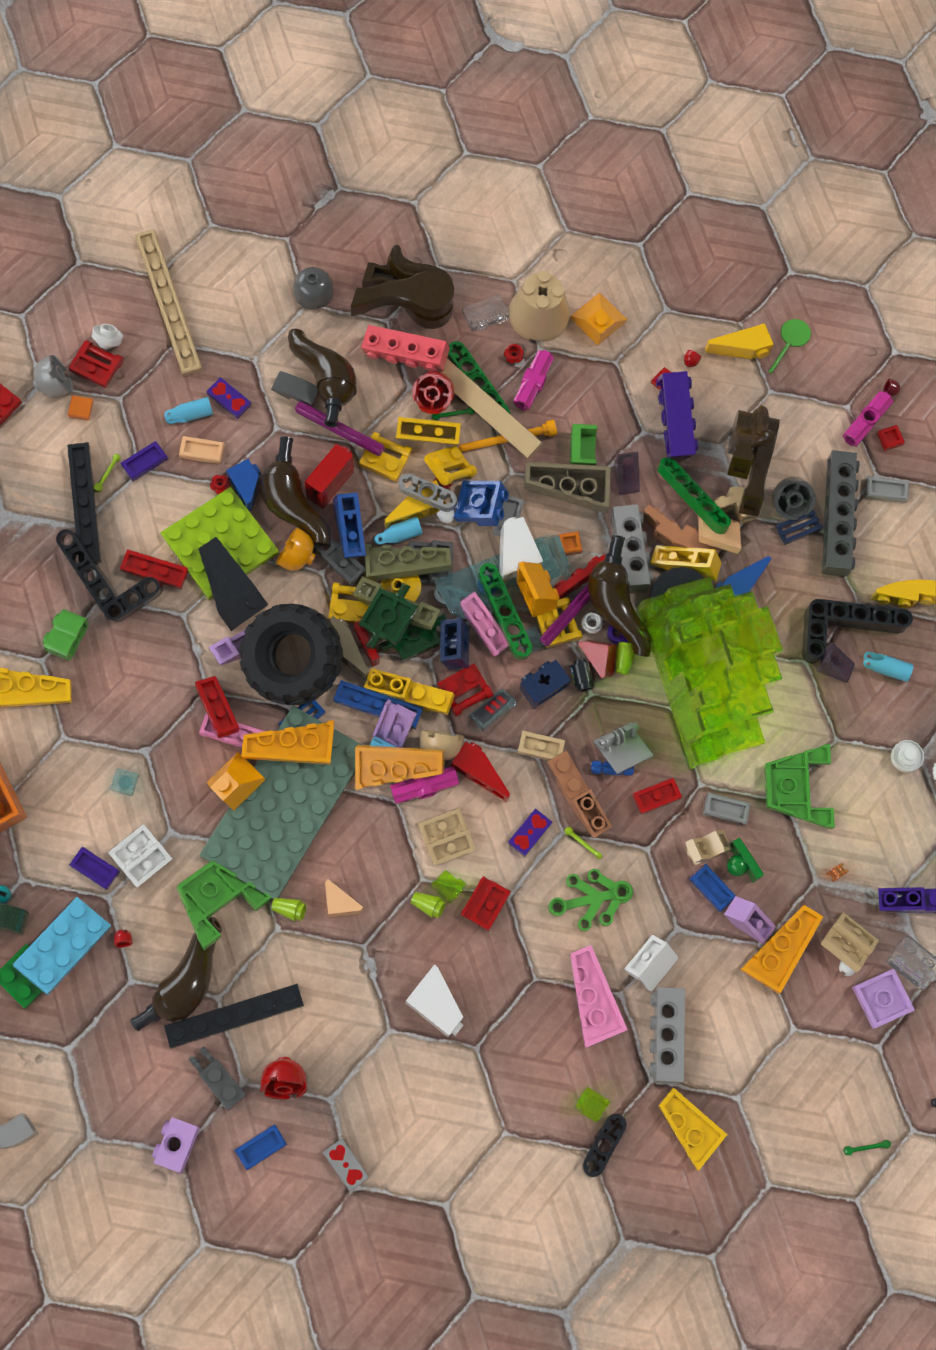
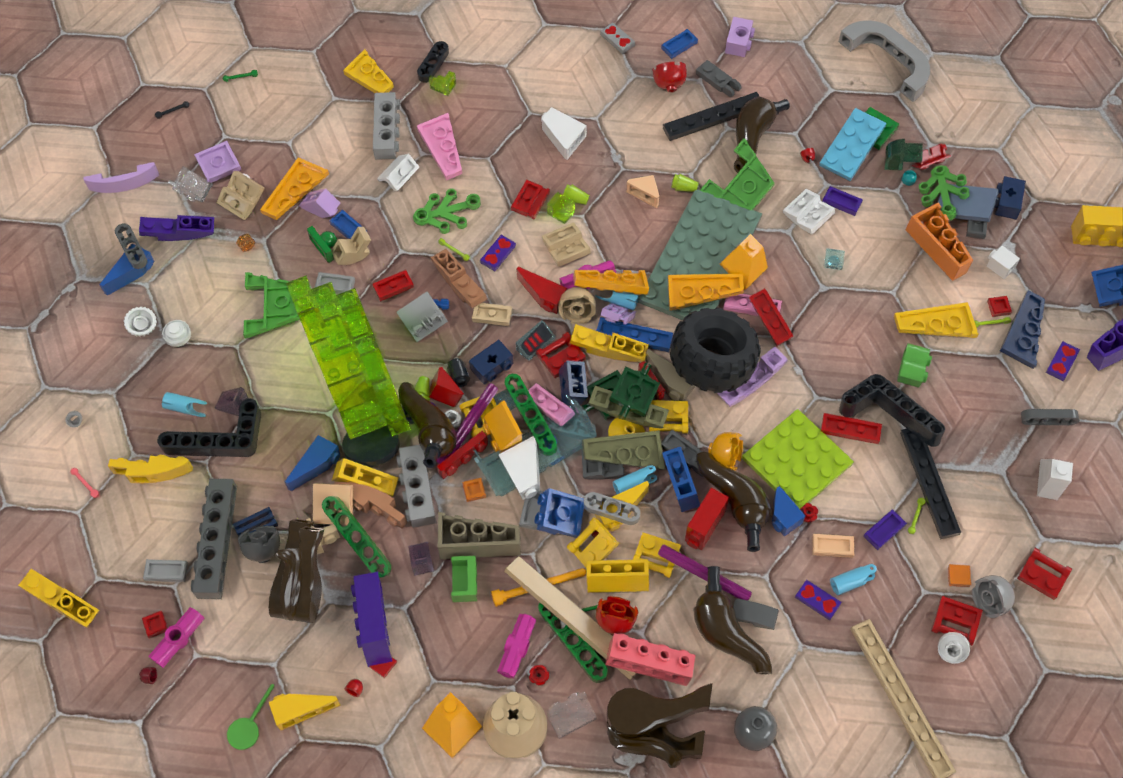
camera: 175 degrees left, 10 degrees down
(232, 589) = (778, 414): black wedge -> none

